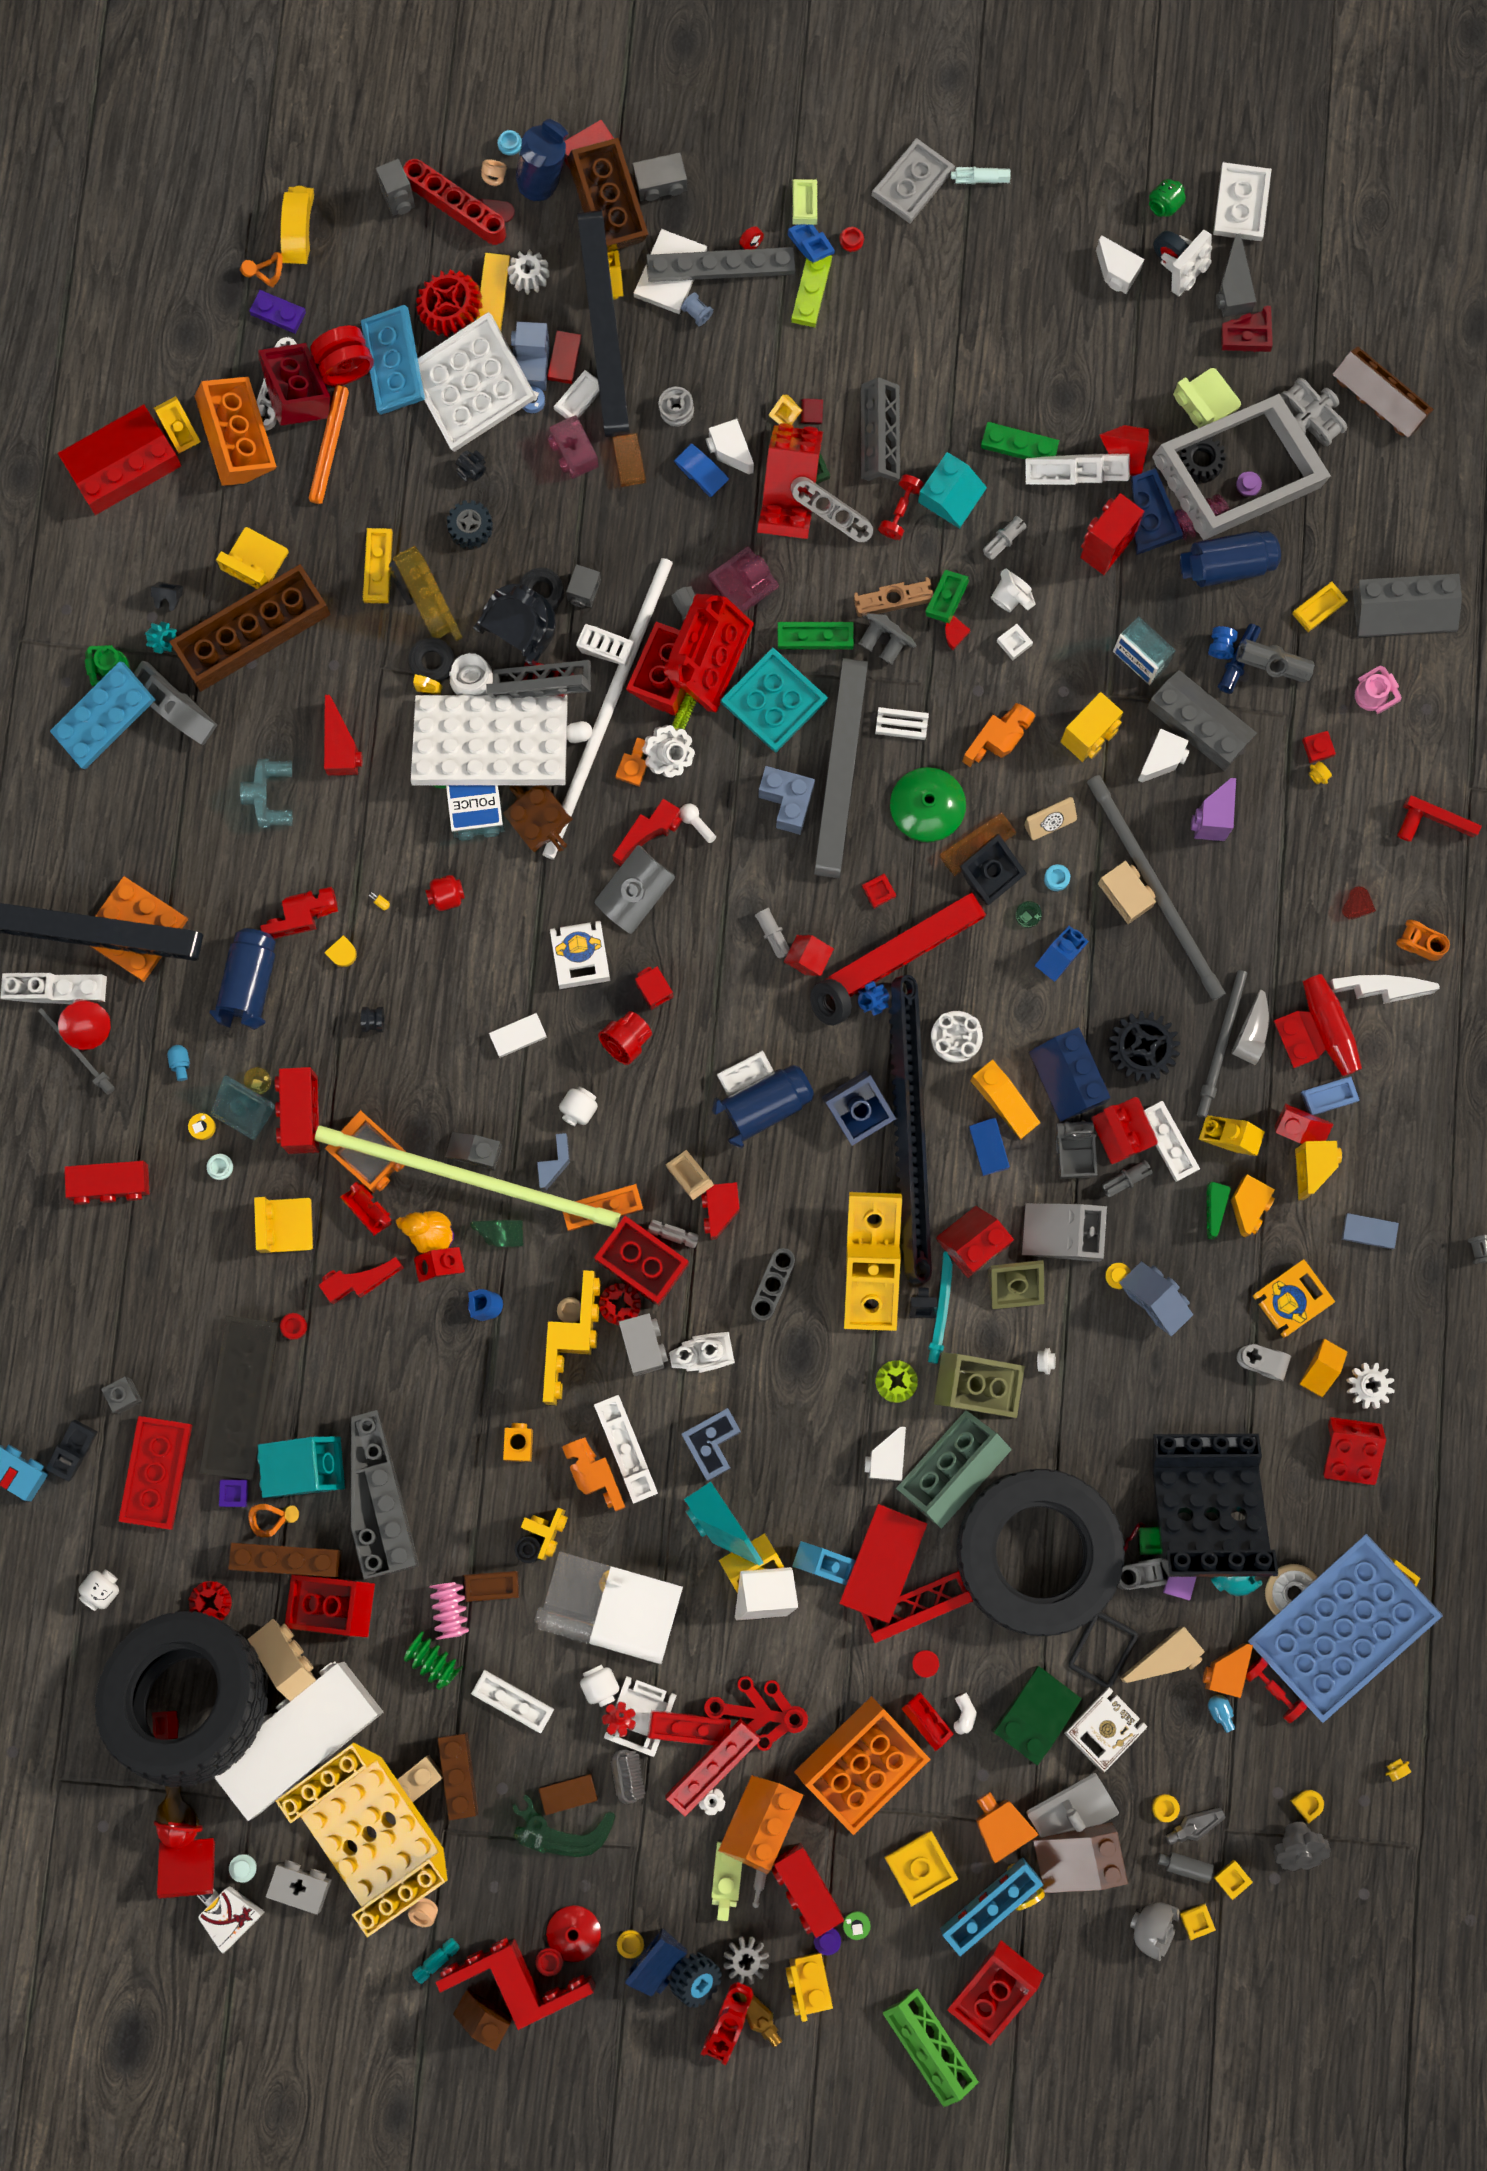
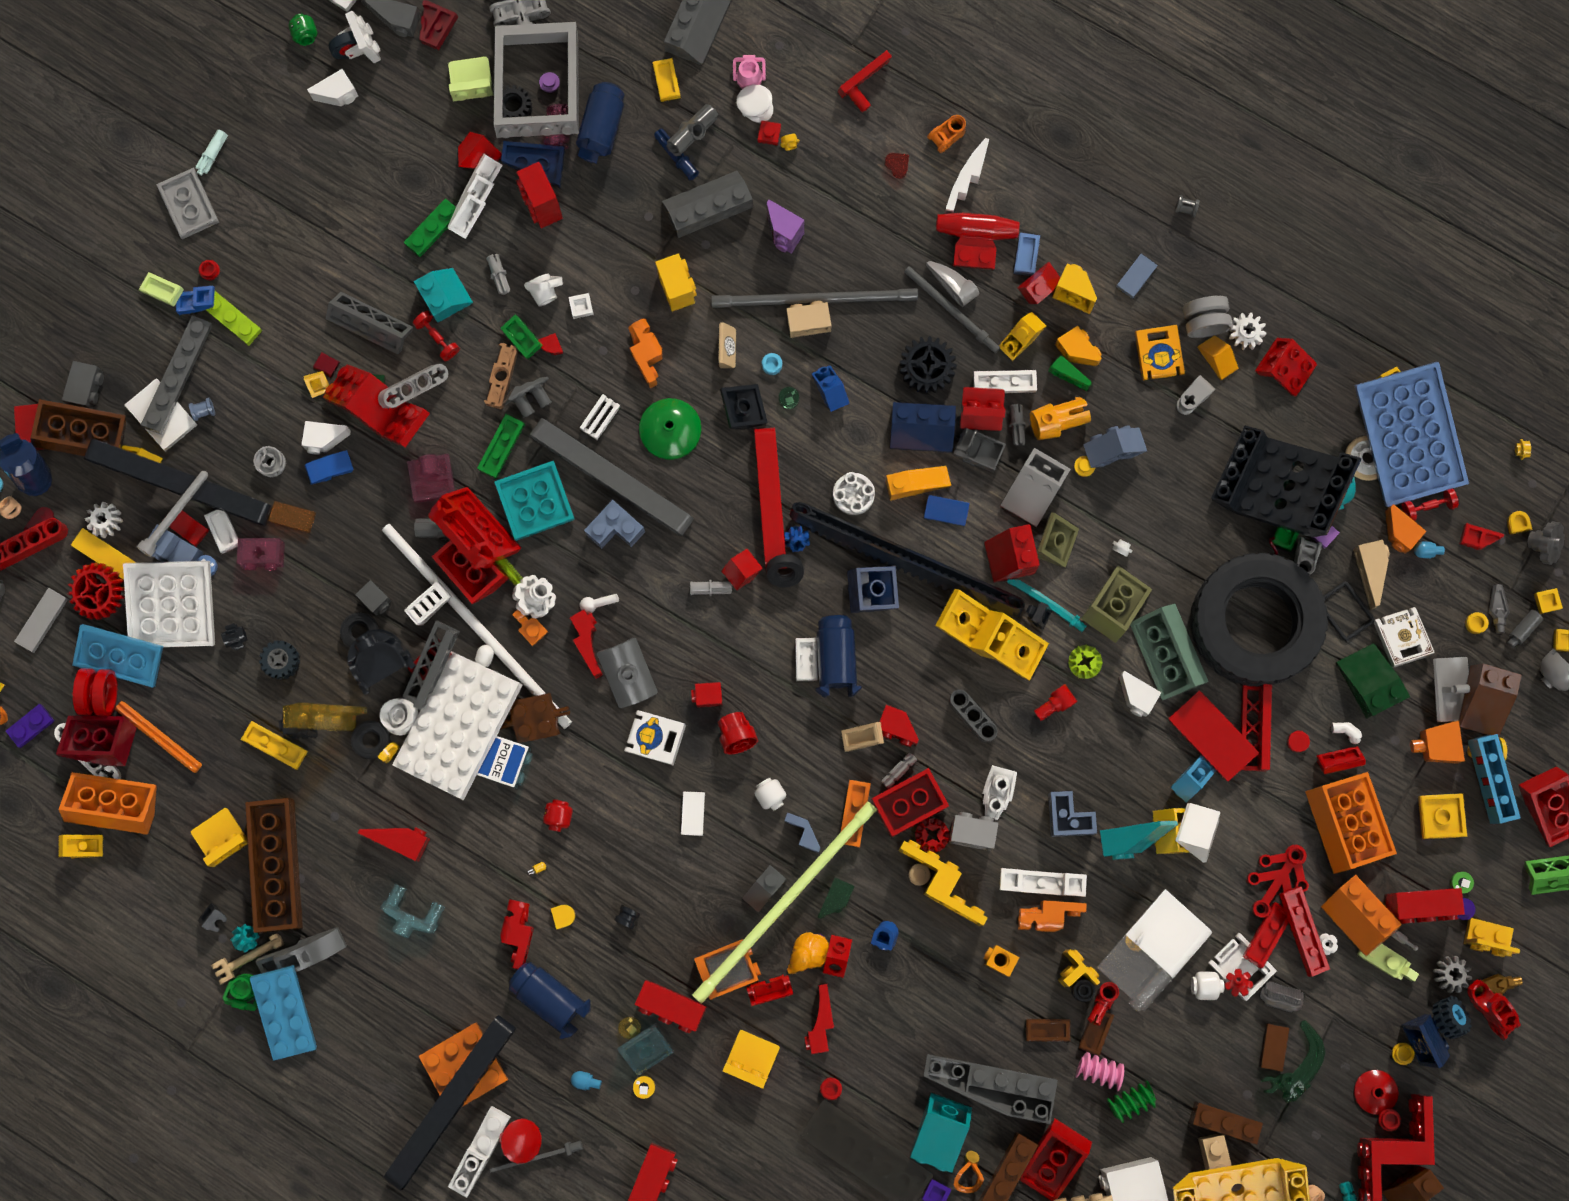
camera: 60 degrees left, 0 degrees up
(119, 459) = (82, 904): red slope -> none
(172, 670) = (275, 942): none -> tan hinge
(219, 1166) = (682, 1087): light aqua plate -> none
(392, 265) = (41, 620): none -> light grey tile
(467, 1532) = (1047, 1029): none -> reddish brown tile
(512, 1701) = (1187, 1056): white tile -> none
(519, 326) = (148, 545): none -> light grey piece
(523, 1577) = (1103, 1003): none -> red pin
(751, 238) = (168, 342): red tile -> none
(838, 1373) = (1059, 701): none -> red pin
(879, 891) = (717, 495): red tile -> none
(971, 843) = (717, 414): clear orange tile -> none
(1144, 650) = (637, 217): piece -> none
(1150, 1211) = (1050, 420): none -> light orange piece
(1164, 755) = (720, 242): white slope -> none
(1222, 642) = (658, 159): blue wheel -> none
(1267, 1765) = (1478, 537): none -> red tile
(1344, 715) = (755, 103): none -> white piece
(1361, 1331) = (1207, 316): none -> light grey wheel

